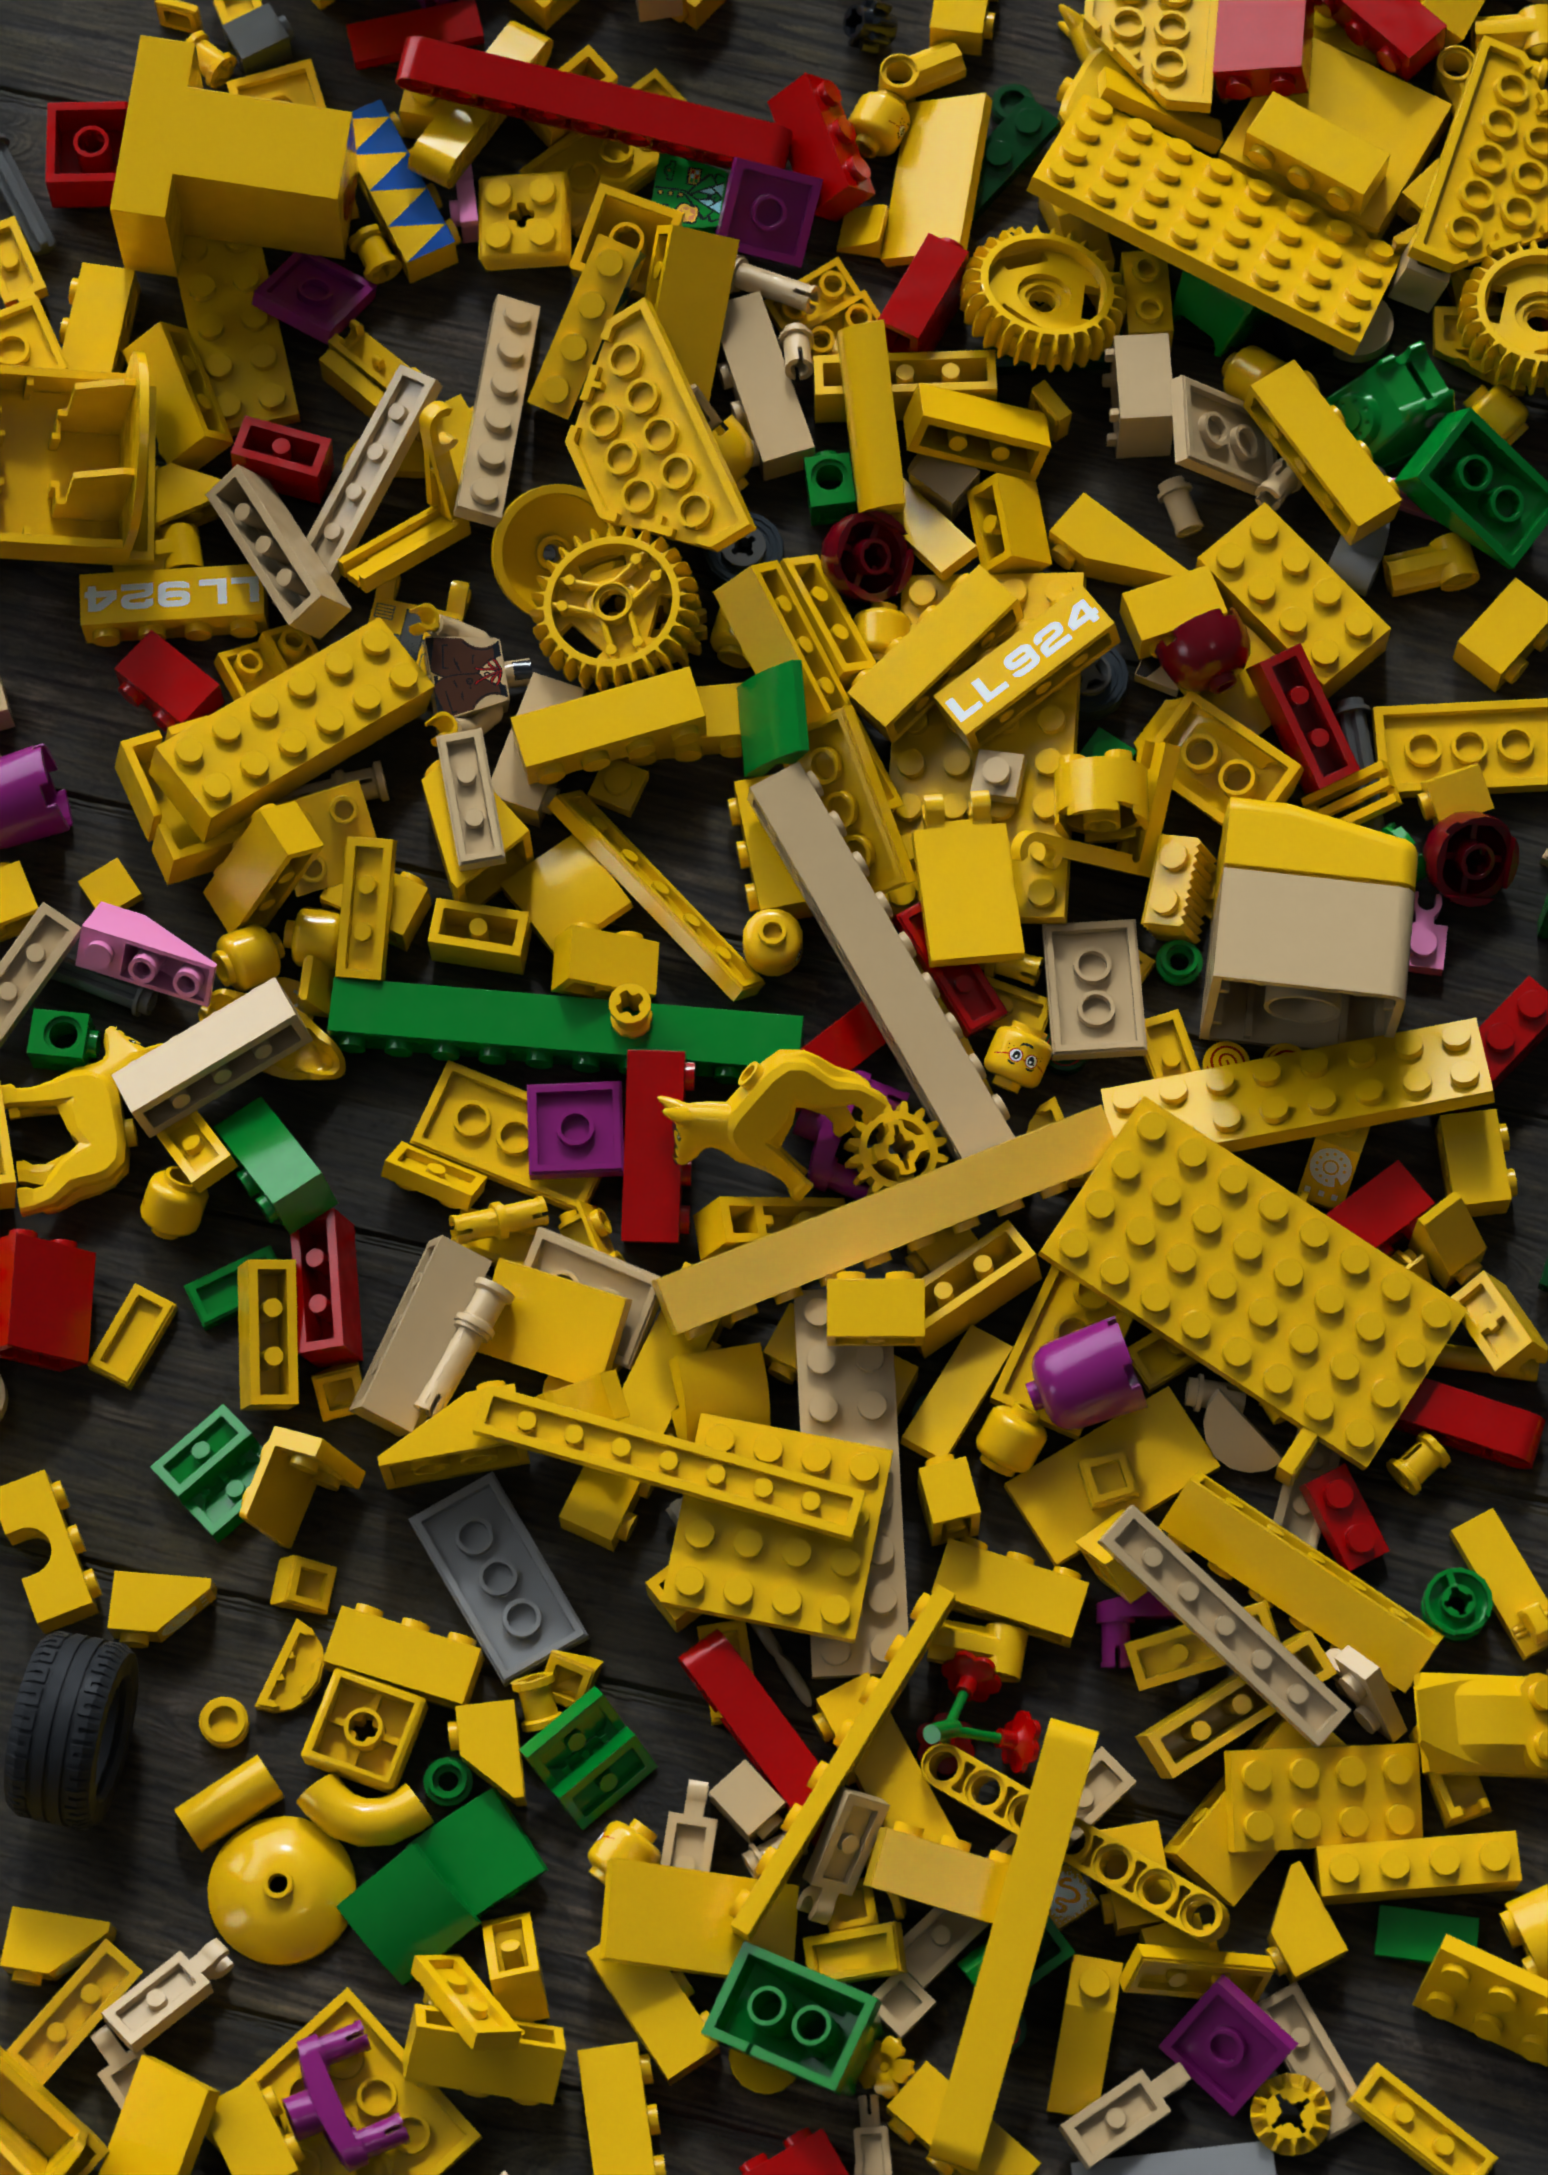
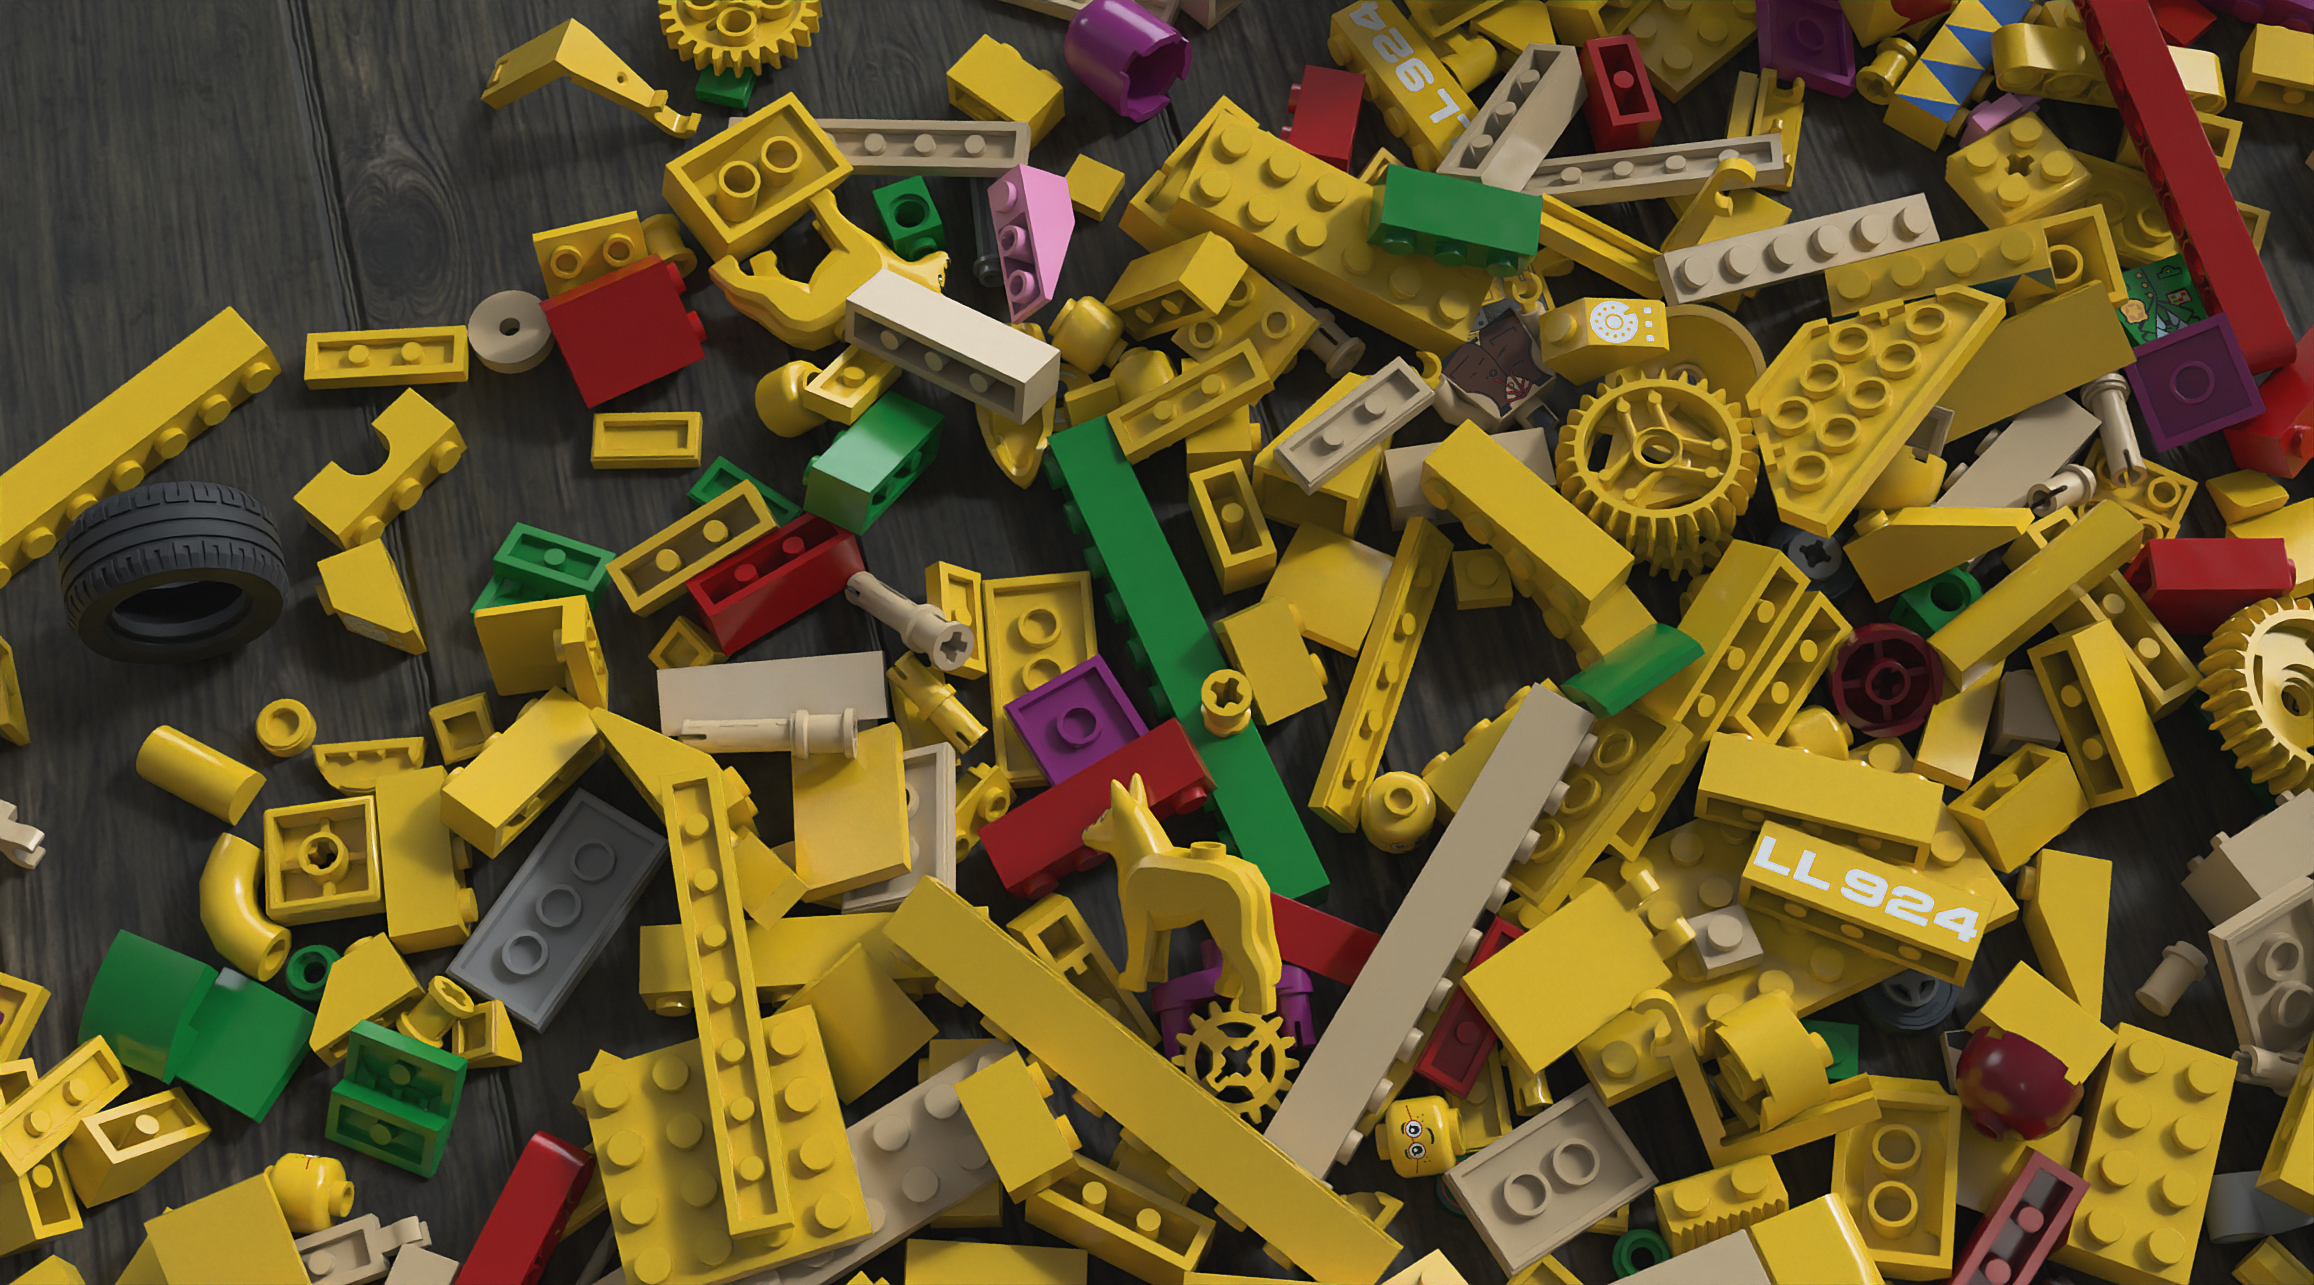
camera: 60 degrees right, 5 degrees down
(288, 1924) = (147, 896): yellow dish -> none
(347, 635) = (1454, 221): none -> green brick
(380, 1547) = (520, 772): none -> yellow brick
(437, 1197) = (920, 626): none -> tan pin
(493, 586) = (1602, 336): none -> yellow slope
(786, 465) = (1926, 541): none -> yellow slope
(1058, 415) = (2181, 789): yellow tile -> none

